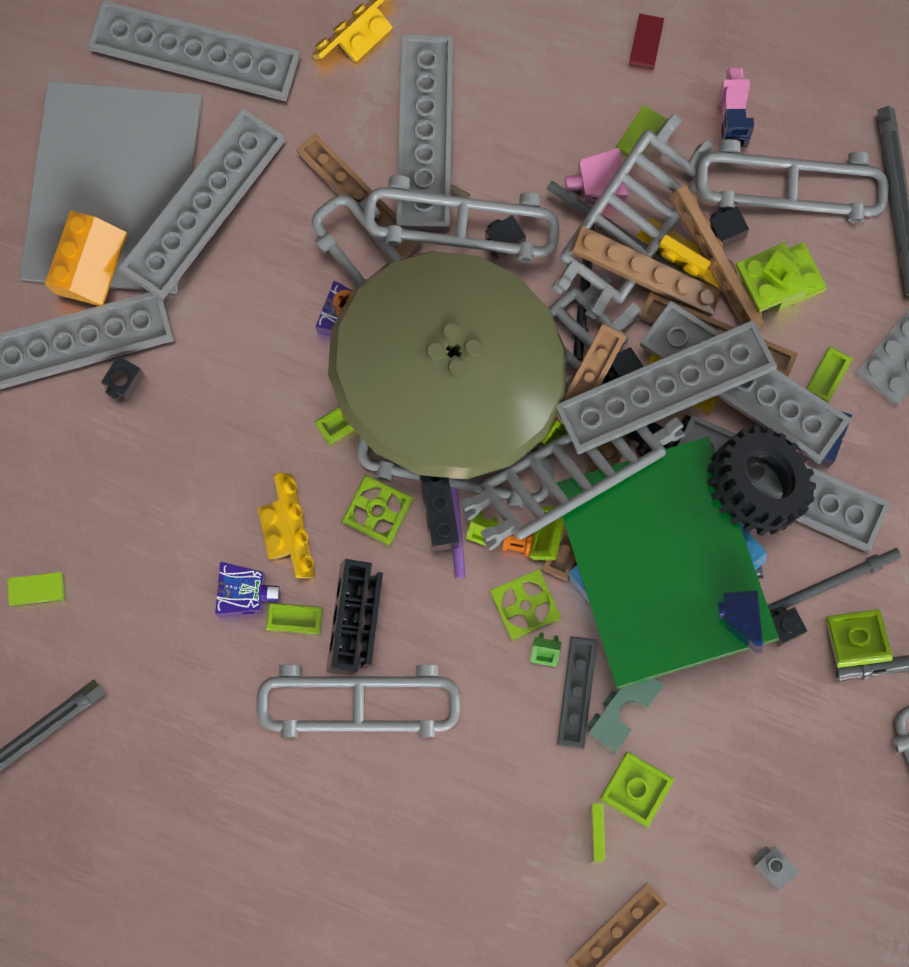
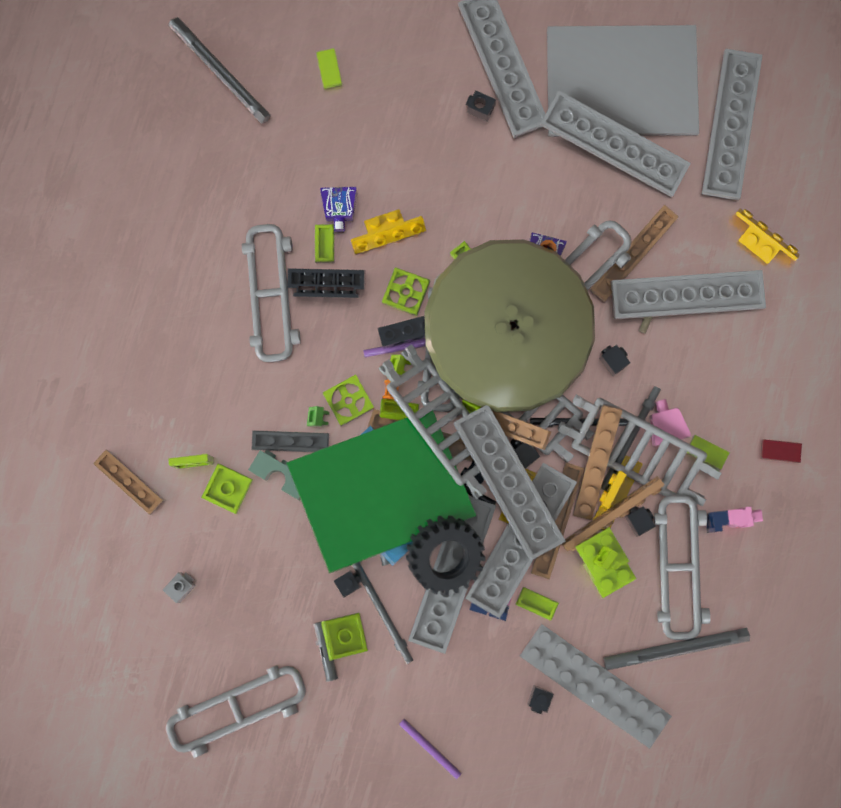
camera: 90 degrees right, 5 degrees up
(85, 259) = (563, 67): light orange slope -> none
(528, 206) = (638, 278): light grey bar -> none
(743, 617) = (341, 545): clear blue slope -> none

